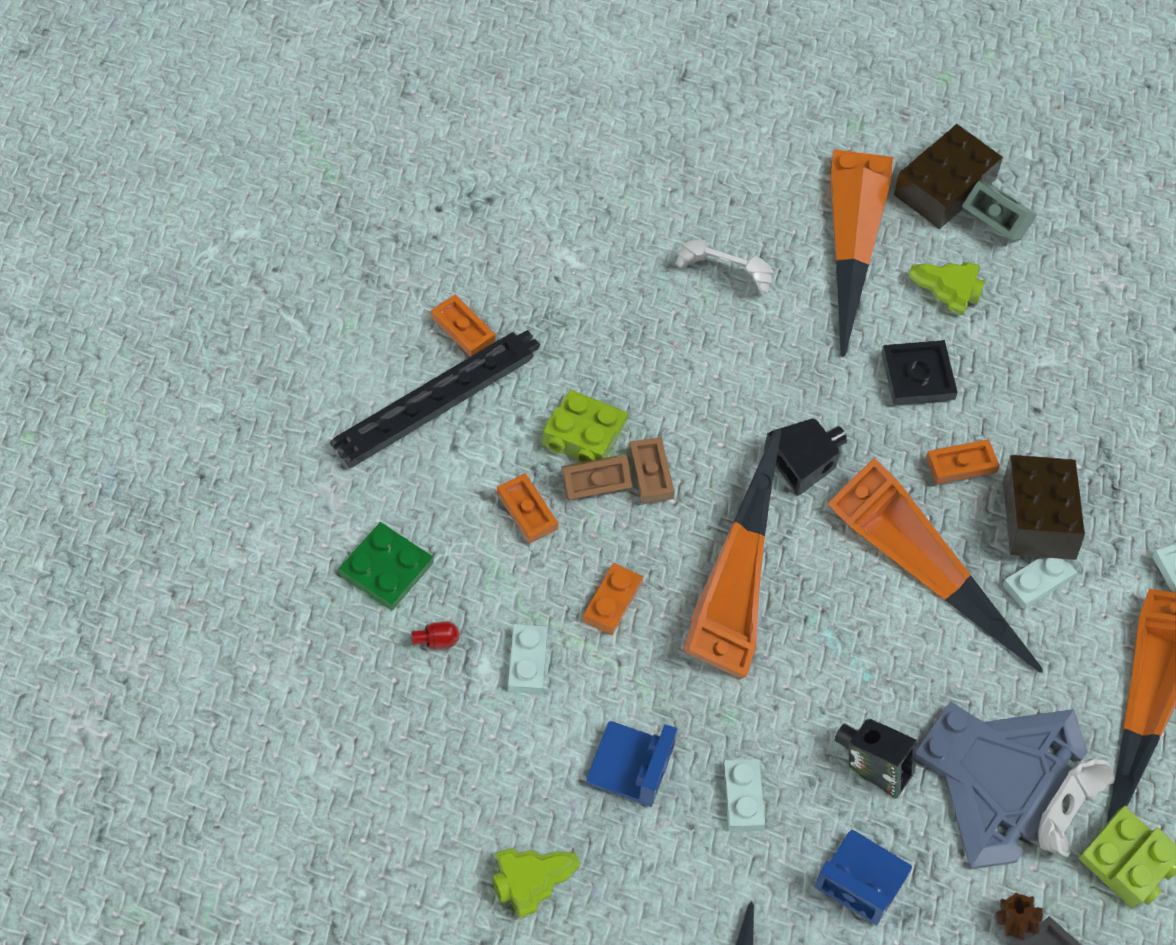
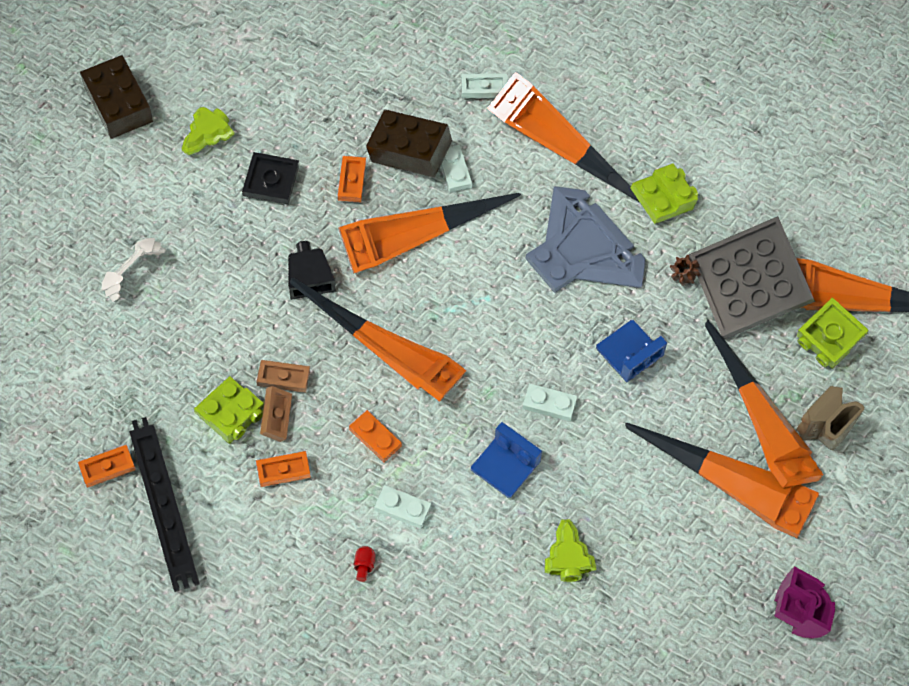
camera: 70 degrees left, 5 degrees up
(386, 566) = (292, 581): green plate -> none
(857, 198) = (107, 161): orange plate -> none
(880, 754) = (553, 307): black torso -> none
(999, 210) = (162, 76): sand green brick -> none
(1083, 781) = (606, 199): white piece -> none

